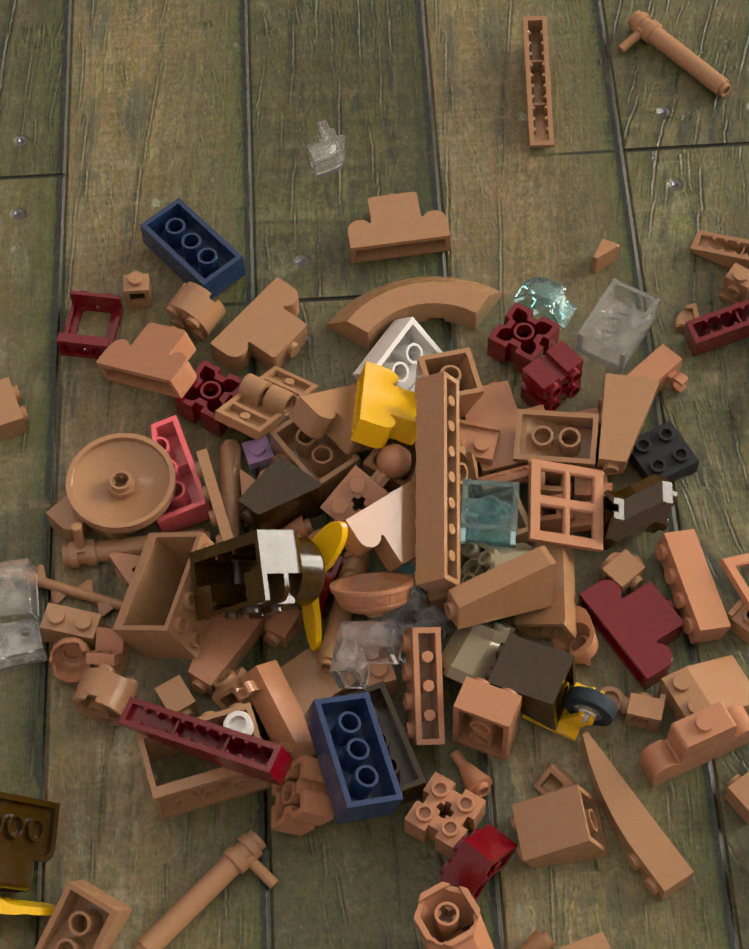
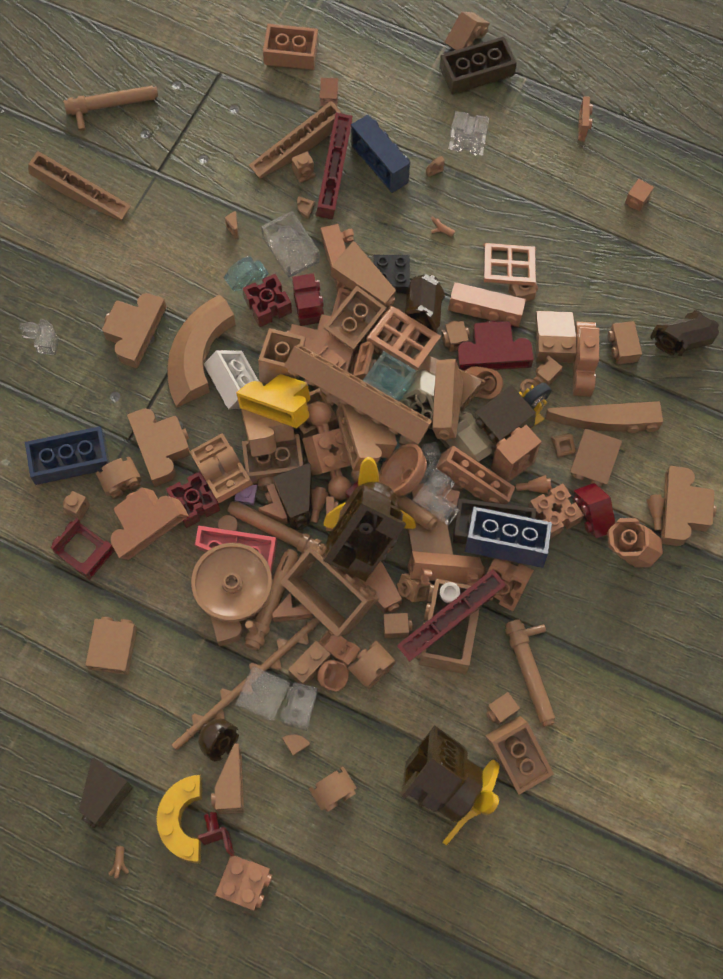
camera: 65 degrees left, 10 degrees up
(130, 883) = (502, 709): none -> medium nougat brick
(211, 493) = (282, 532): medium nougat wing -> none
(212, 449) = (228, 523): none -> medium nougat tile

